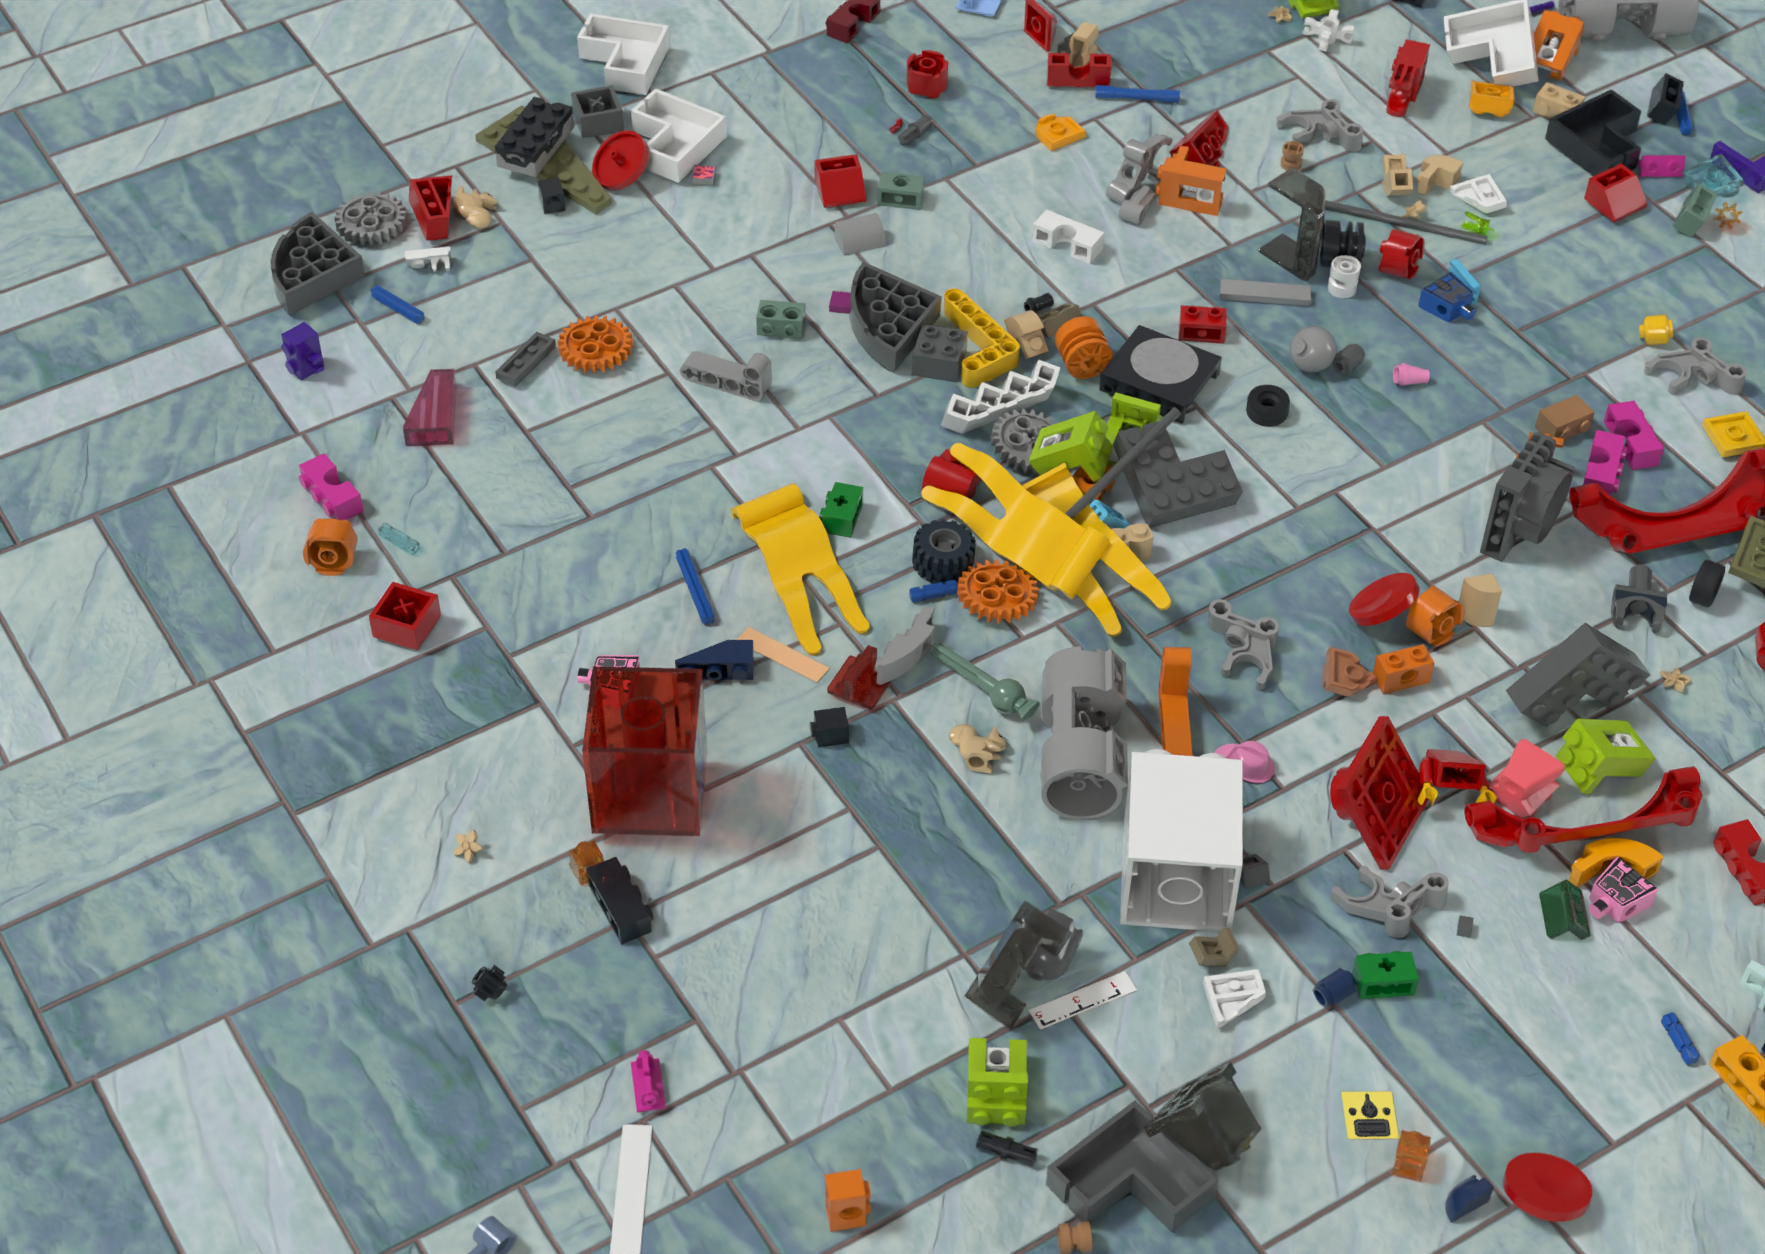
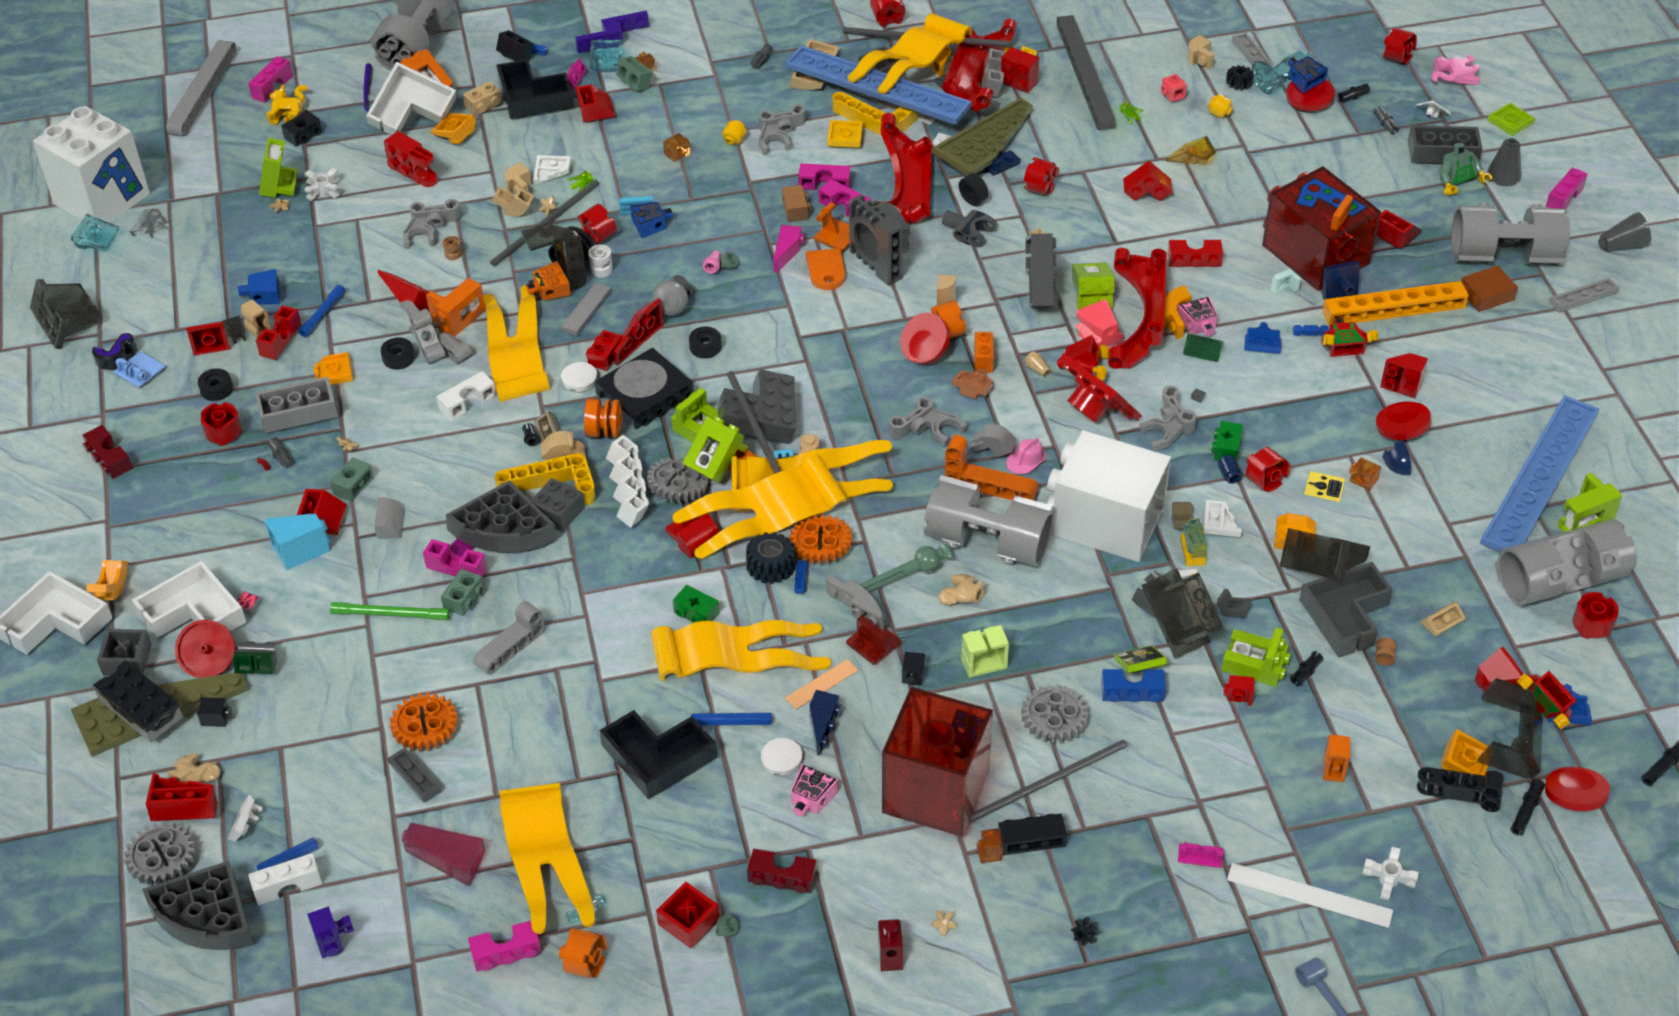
camera: 70 degrees left, 0 degrees up
(357, 299) = (270, 880): none -> white arch
(406, 655) = (726, 925): none -> sand green tile
(415, 798) = (890, 939): none -> dark red torso
(459, 479) = (539, 836): none -> yellow flag
(492, 698) = (797, 877): none -> dark red arch
(610, 531) = (656, 760): none -> black piece
(629, 200) = (255, 657): none -> dark green hips
(657, 643) = (781, 756): none -> white tile
(683, 76) = (110, 581): none -> light orange arch
(713, 902) = (1047, 780): none -> dark grey piece
(745, 307) = (431, 613): none -> bright green piece
(789, 174) = (298, 538): none -> medium azure slope
(817, 298) = (441, 559): none -> dark pink arch
(817, 874) = (1054, 713): none -> light grey gear
(877, 782) = (984, 651): none -> yellowish green piece
(897, 973) = (1117, 688): none -> blue arch
(933, 1074) = (1239, 689): none -> red brick
(937, 950) = (1140, 659): none -> tile
(952, 172) = (347, 443): none -> tan plant
(981, 115) = (296, 404): none -> light grey brick
(984, 55) = (217, 392): none -> black tyre
(1080, 1036) = (1233, 606): none -> dark grey bracket
(1103, 166) = (396, 345): none -> black tyre
(1143, 41) = (262, 287): none -> blue torso
(1145, 257) = (515, 359): none -> yellow flag
(1153, 315) = (579, 376): none -> white tile
(1168, 969) = (1193, 543): none -> clear light blue hips
(1246, 715) = (995, 438): none -> light grey brick
(1252, 342) = (640, 329): none -> red wedge
(1262, 1089) = (1292, 521): none -> light orange slope
(1277, 245) = (549, 282): none -> orange torso
(1347, 1025) = (1267, 469): none -> red brick
(1418, 731) = (1037, 363): none -> tan cone
(1421, 387) = (728, 260): none -> sand green tile
(1469, 482) = (826, 266): none -> orange tile
(1481, 432) = (787, 246): none -> dark pink slope
(1592, 287) = (676, 147): none -> clear orange brick
(1624, 982) = (1262, 339): none -> blue slope
(1641, 1168) = (1404, 374): none -> red slope
(1680, 1079) = (1347, 338): none -> torso

